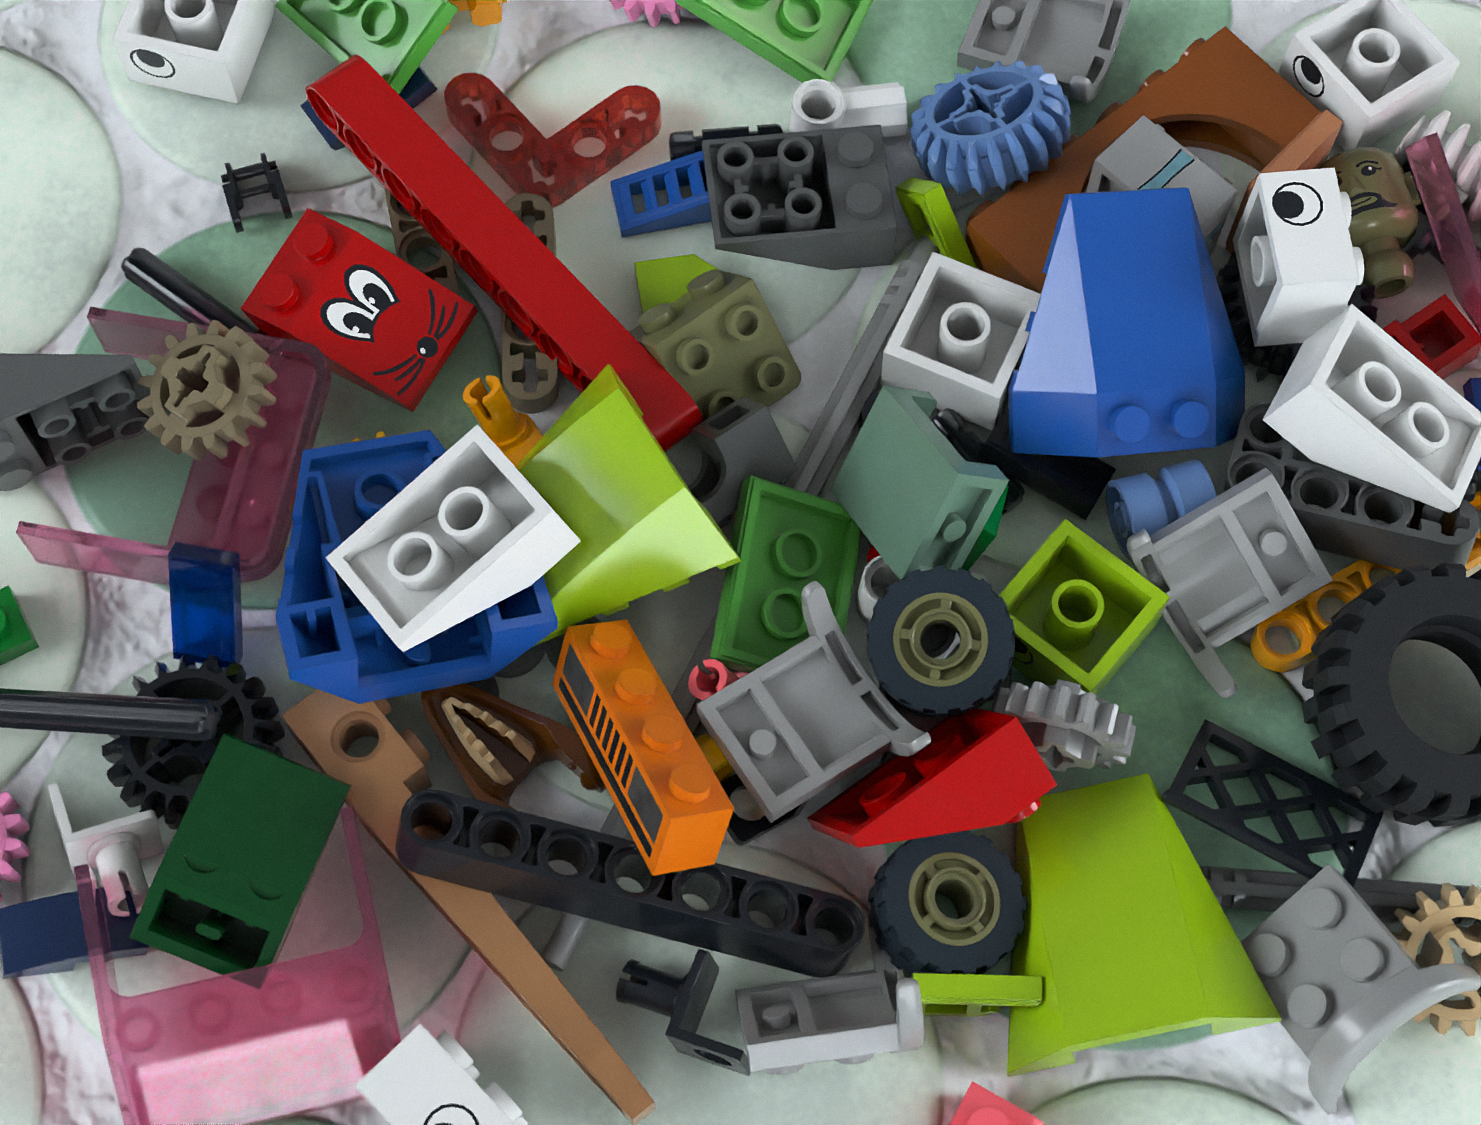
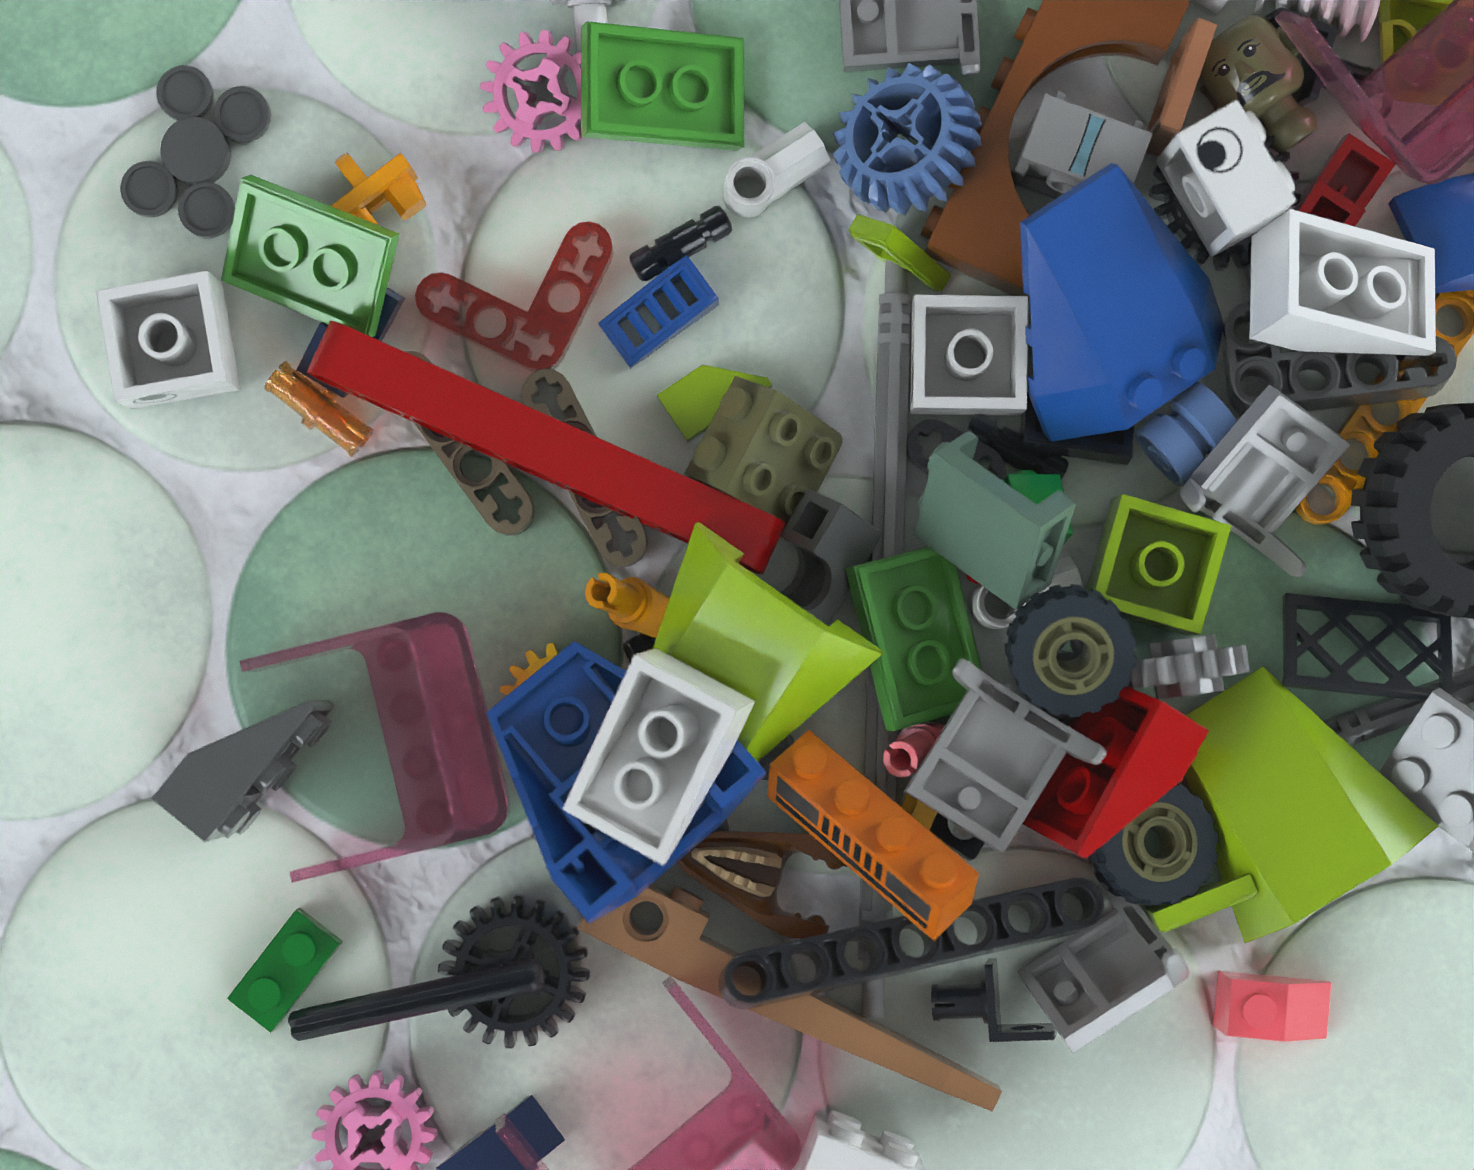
camera: 20 degrees left, 20 degrees up
(112, 851) = (504, 1089): white bracket -> none
(179, 293) = (309, 598): black axle -> none
(205, 603) = (470, 866): clear blue tile -> none
(207, 390) = (398, 680): dark tan gear -> none
(234, 196) = (286, 481): black piece -> none
(240, 860) = (611, 1060): dark green slope -> none
(302, 145) = (318, 408): none -> clear orange pin
(360, 308) = (456, 553): red slope -> none
(803, 197) = (773, 277): dark grey slope -> none

